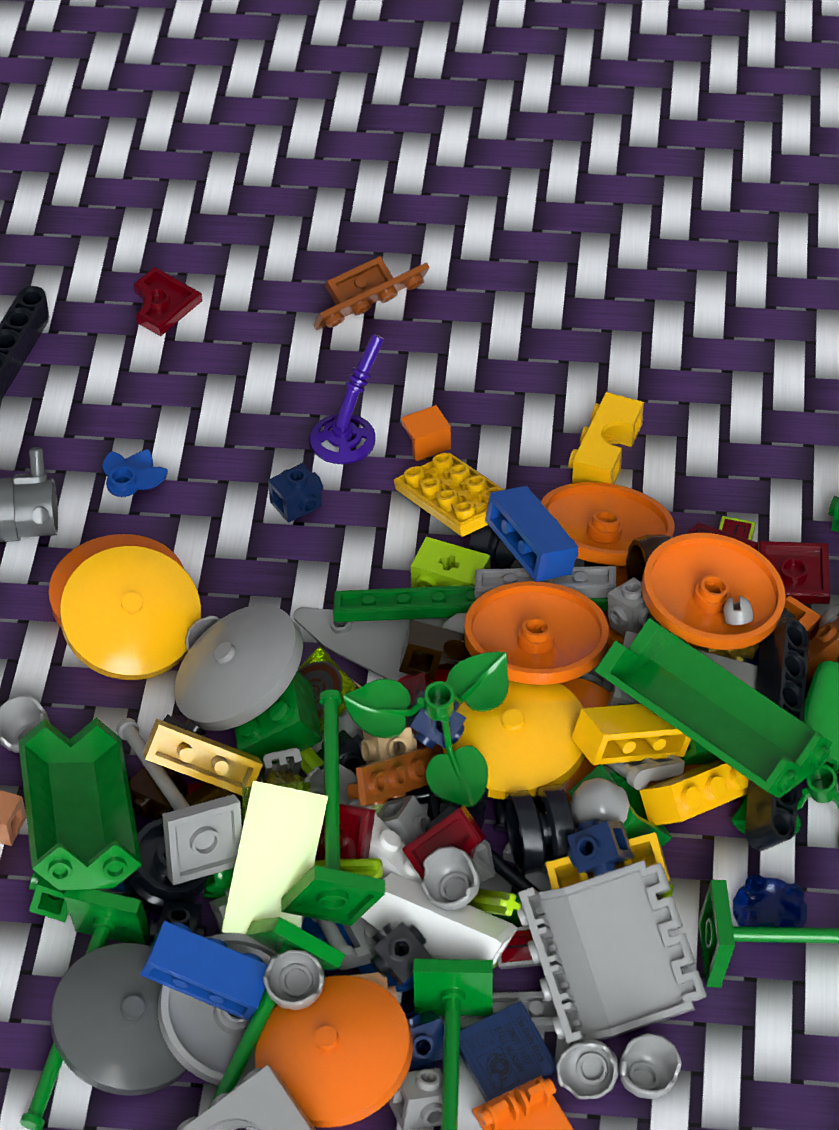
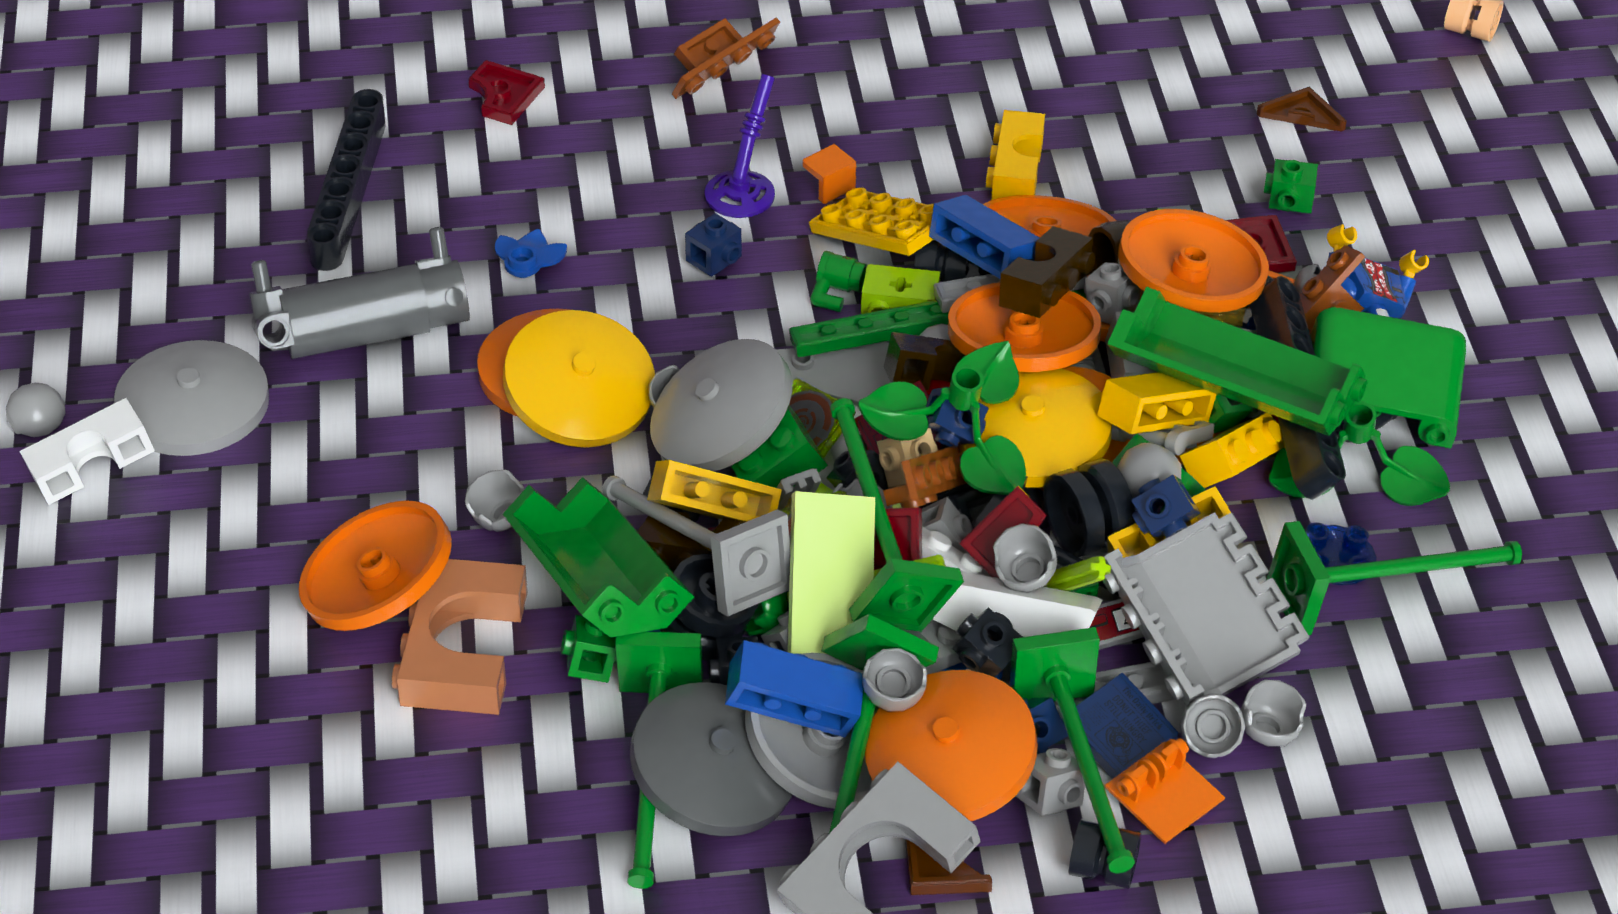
camera: 15 degrees left, 5 degrees down
(396, 537) = (837, 273): none -> green piece
(590, 572) = (1059, 265): none -> dark brown arch
(738, 612) = (1225, 275): light grey hinge -> none

